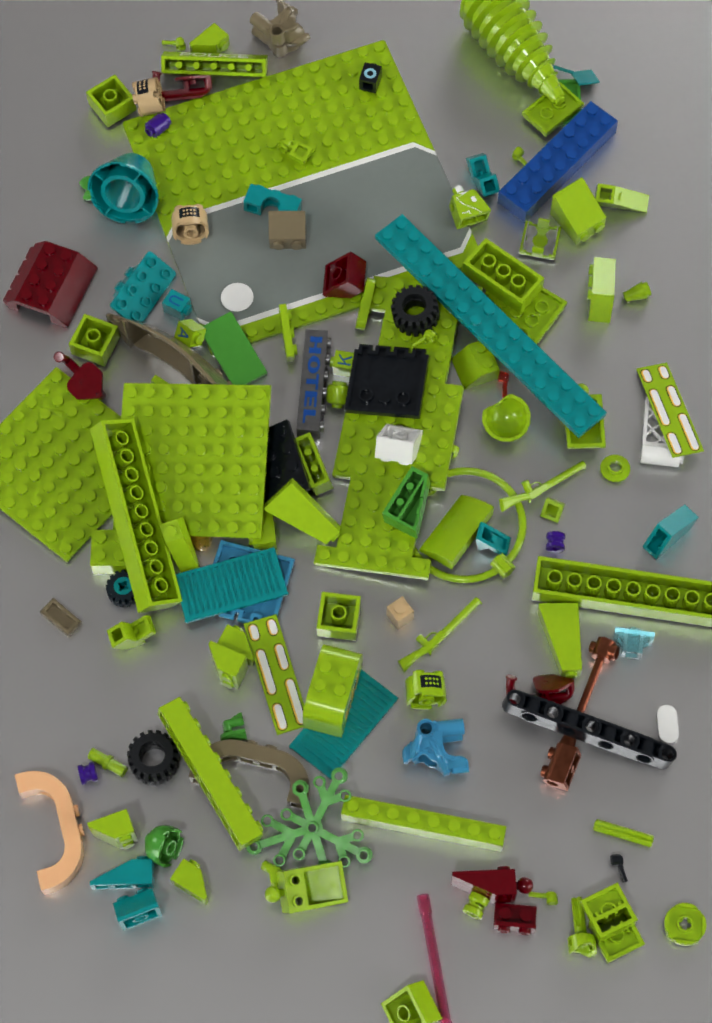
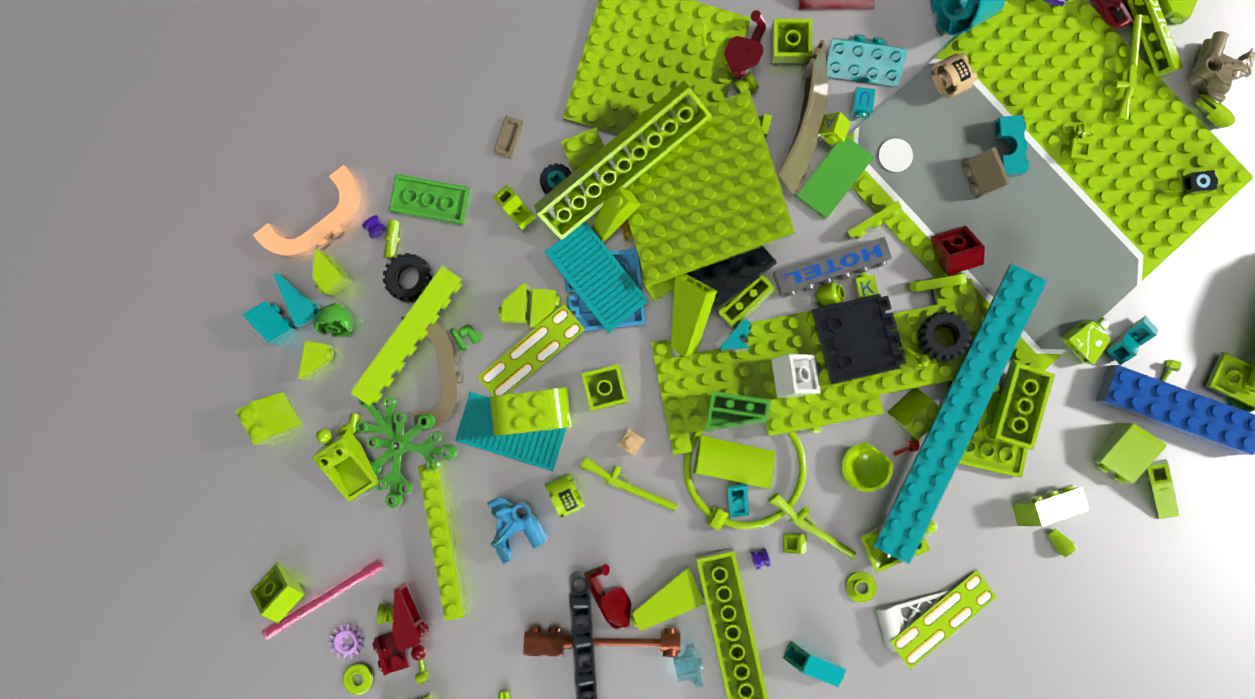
camera: 75 degrees right, 20 degrees up
(85, 713) = (429, 199): none -> bright green tile
(115, 393) = (747, 83): none -> lime wheel
(232, 947) = (268, 419): none -> lime slope
(262, 96) = (1131, 83): none -> lime piece
(315, 46) = (1215, 112): none -> lime arm
(345, 483) = (733, 342): none -> teal slope
(491, 954) = (345, 650): none -> lavender gear
(529, 952) = (350, 685): none -> lime piece
(540, 239) = (1082, 425): lime piece -> none

